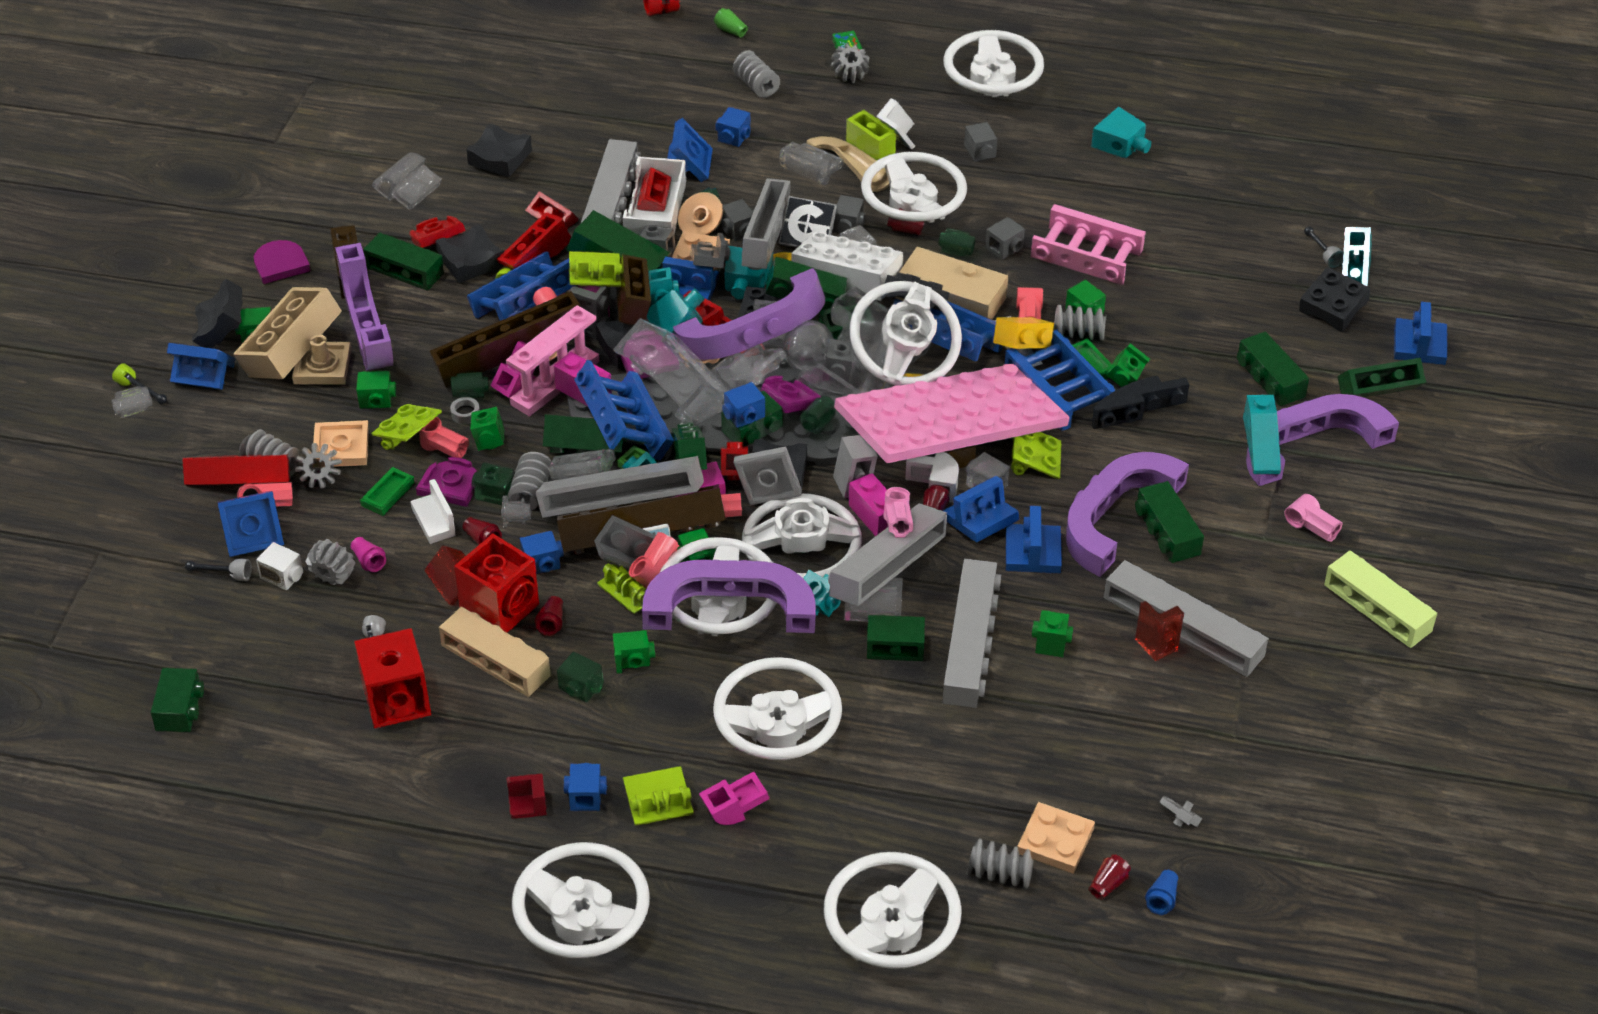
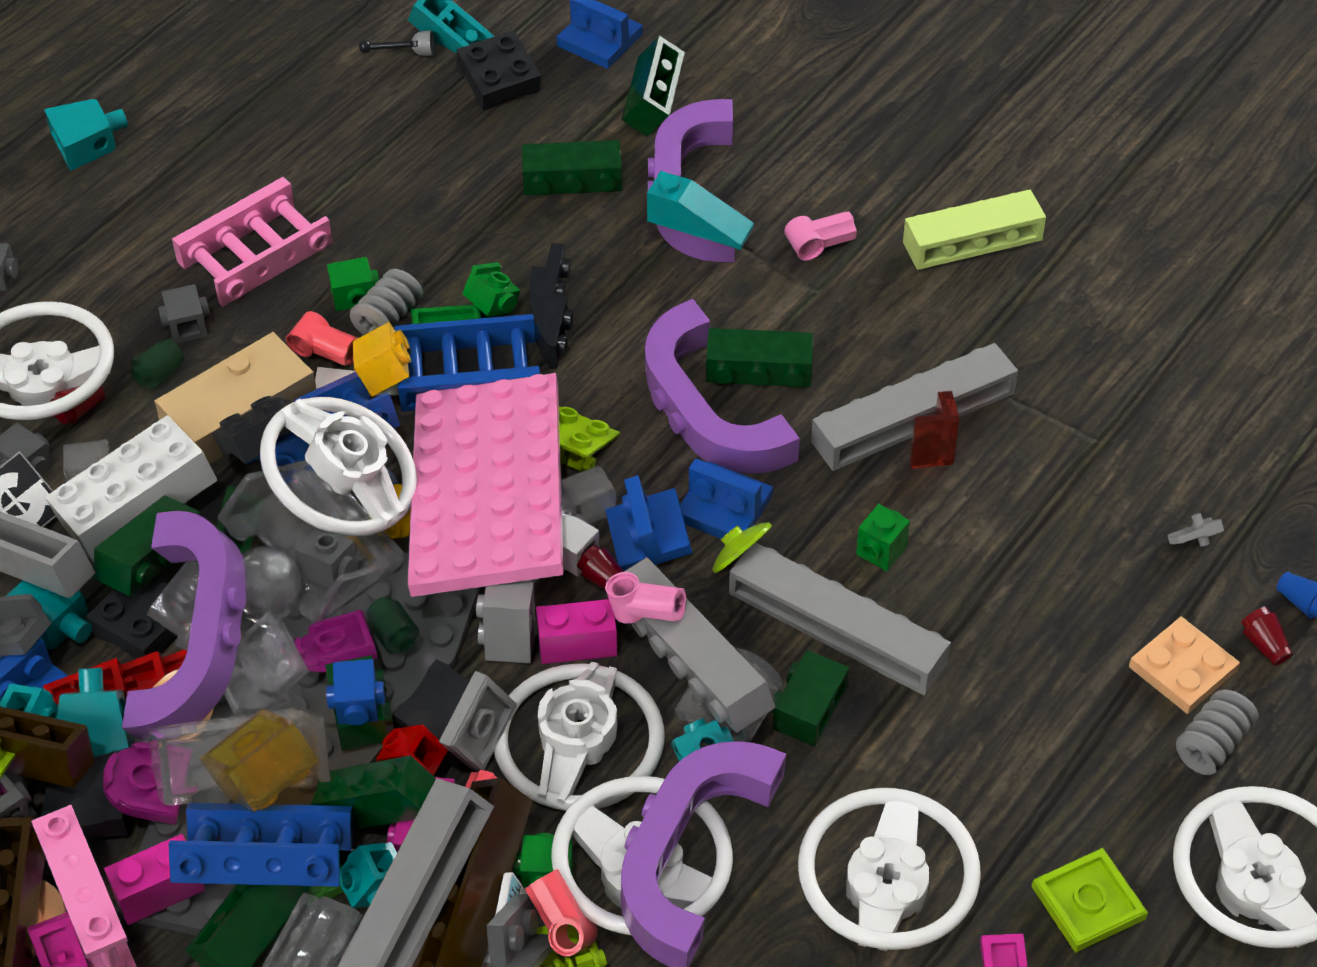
camera: 65 degrees left, 5 degrees up
(669, 381) = (259, 760): none -> clear yellow brick
(823, 831) = (1089, 900): none -> lime plate
(991, 554) = (738, 542): none -> lime dish

